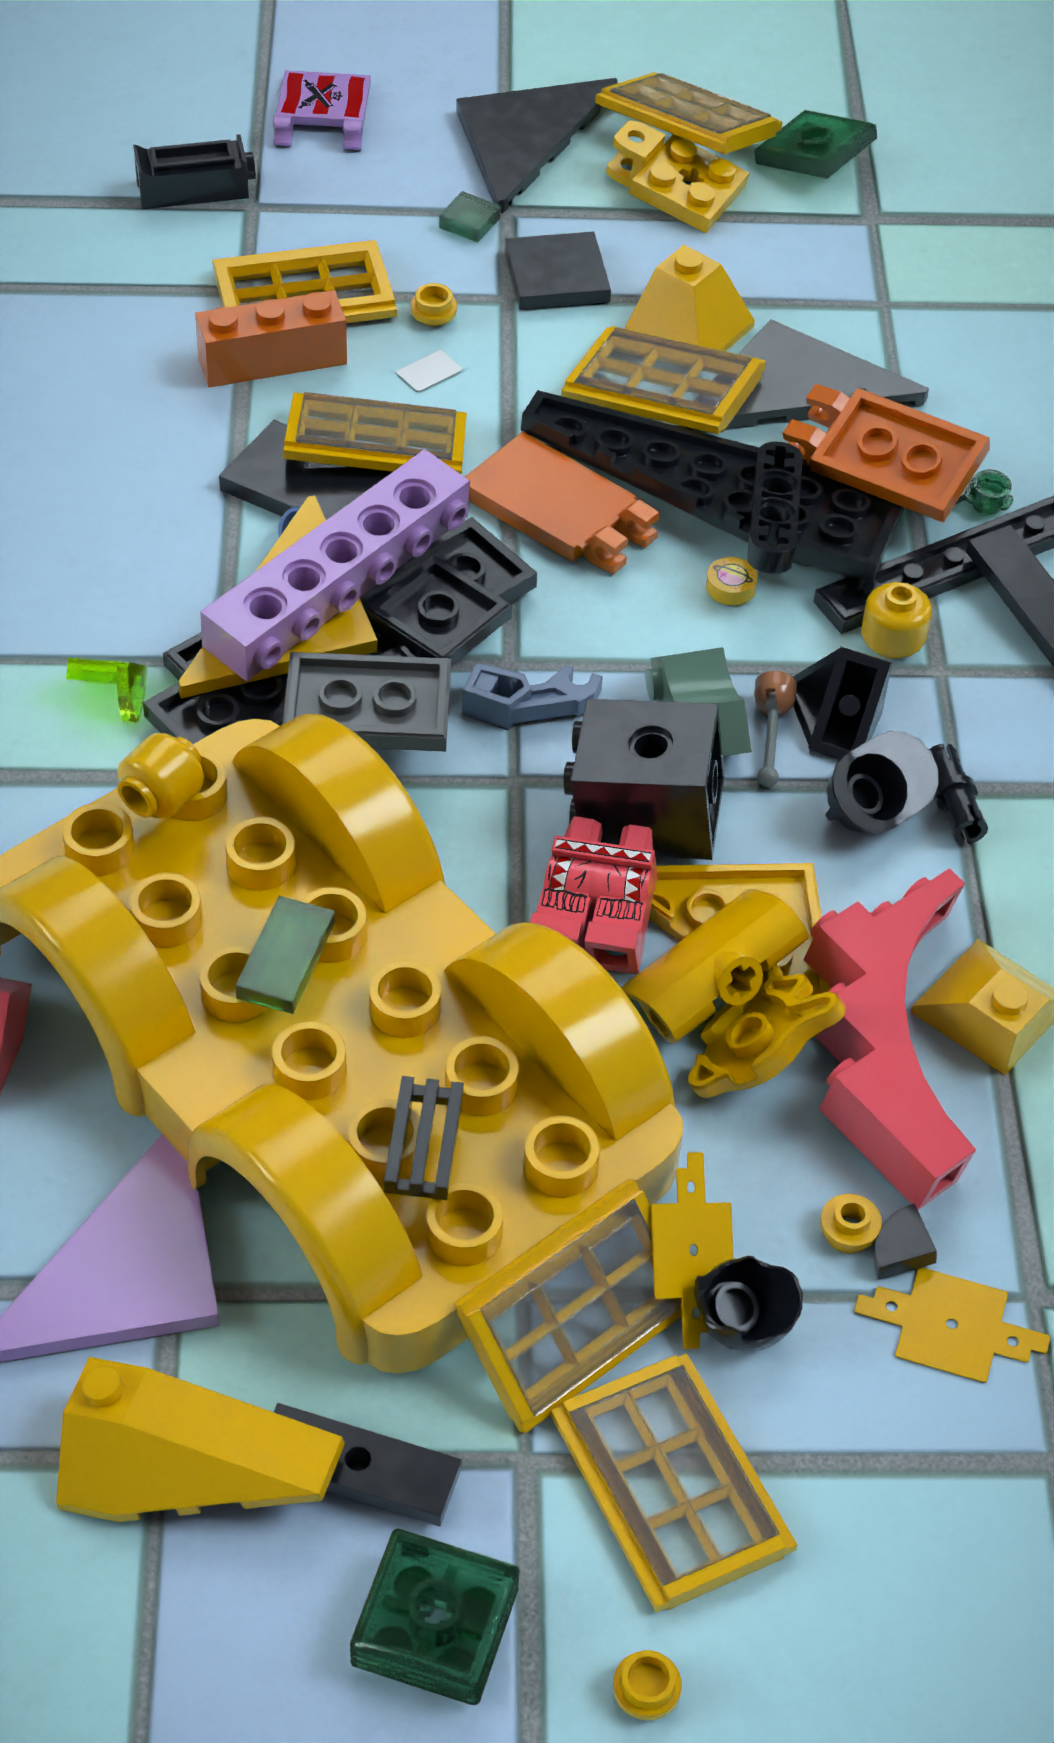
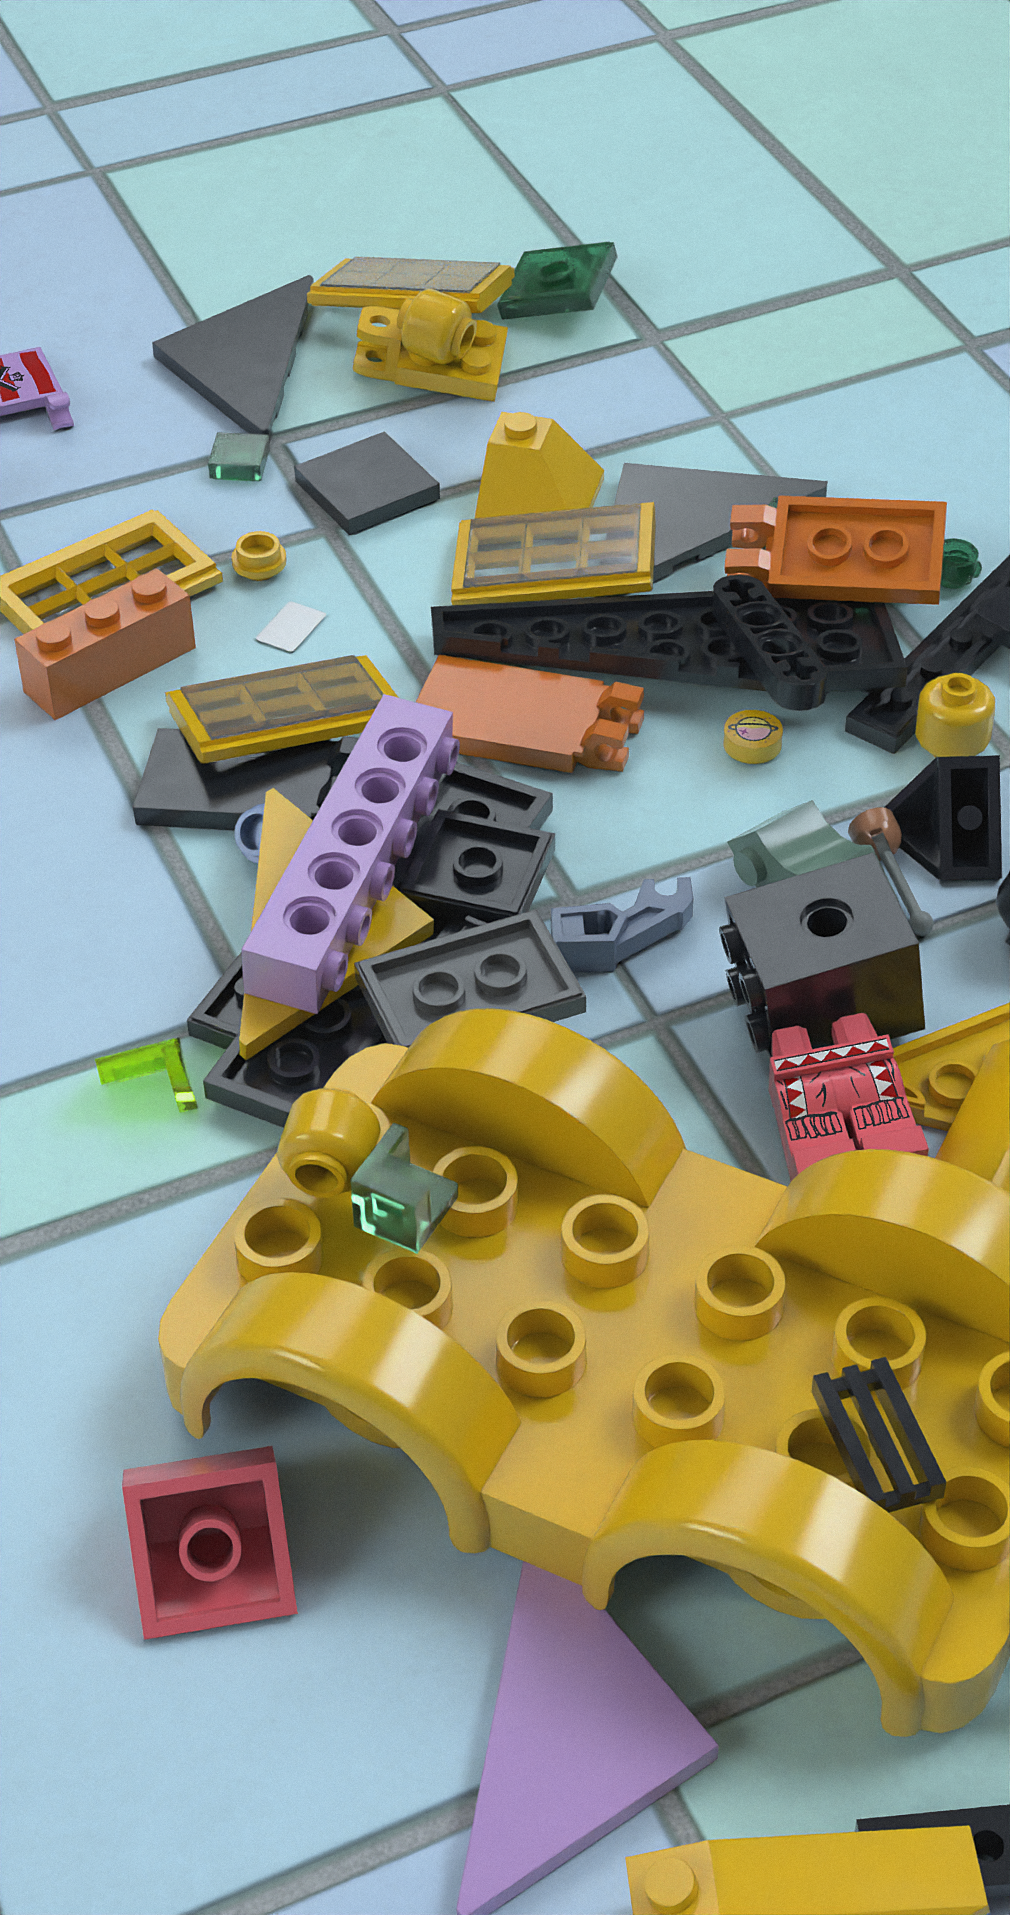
camera: 20 degrees left, 5 degrees down
(191, 831) = (398, 1197): none -> clear green panel
(285, 954) = (590, 1291): clear green tile -> none
(676, 155) = (436, 326): none -> yellow head

